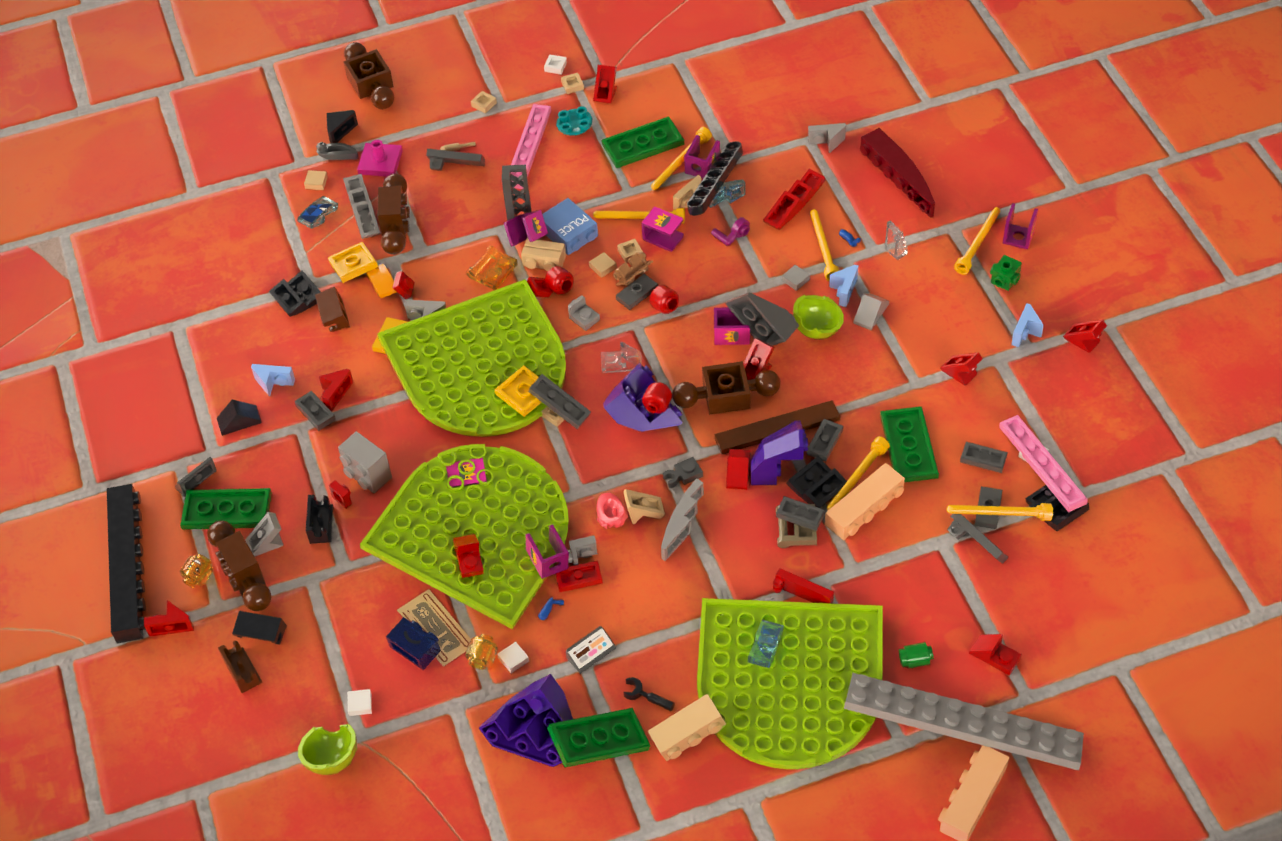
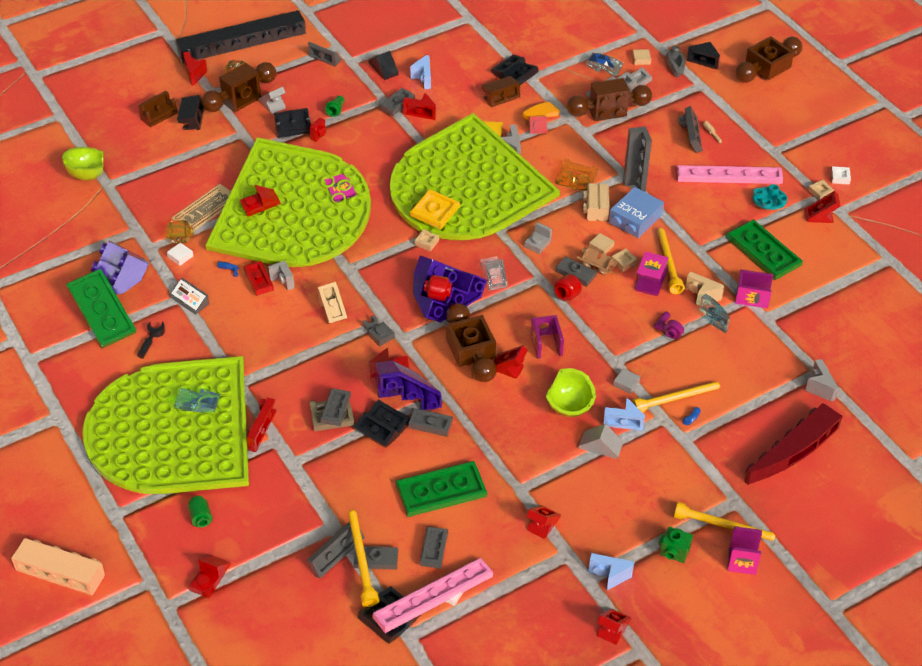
camera: 75 degrees right, 5 degrees down
(237, 506) = (298, 77): green tile -> none
(301, 473) = (335, 106): none -> green cone
(352, 262) = (554, 92): yellow plate -> none
(359, 702) = (134, 178): white tile -> none
(364, 462) = (344, 132): light grey brick -> none
(379, 159) = (678, 87): dark pink tile -> none
(413, 643) = (183, 193): clear blue brick -> none
(483, 102) = (772, 137): tan tile -> none
(524, 226) = (615, 179): piece -> none
(539, 287) = (559, 205): red plate -> none
(542, 565) = (272, 253): magenta piece -> none
(559, 280) = (570, 216): red head -> none
(559, 401) = (427, 231): dark grey hinge -> none
(611, 511) = (313, 285): coral hat -> none
(680, 521) = (321, 331): light grey slope -> none
(687, 727) = (112, 360): tan brick -> none
(705, 136) = (784, 287): yellow piece -> none
(714, 178) = (722, 296): black beam -> none
(756, 432) = (450, 399): reddish brown tile -> none
(765, 319) = (547, 350): dark grey slope -> none
(794, 200) = (728, 368): red slope -> none
(864, 501) = (363, 458): light nougat brick -> none
(878, 447) = (430, 463): yellow piece -> none
(895, 241) = (689, 446): clear slope -> none
(965, 721) = (125, 552): light grey plate -> none

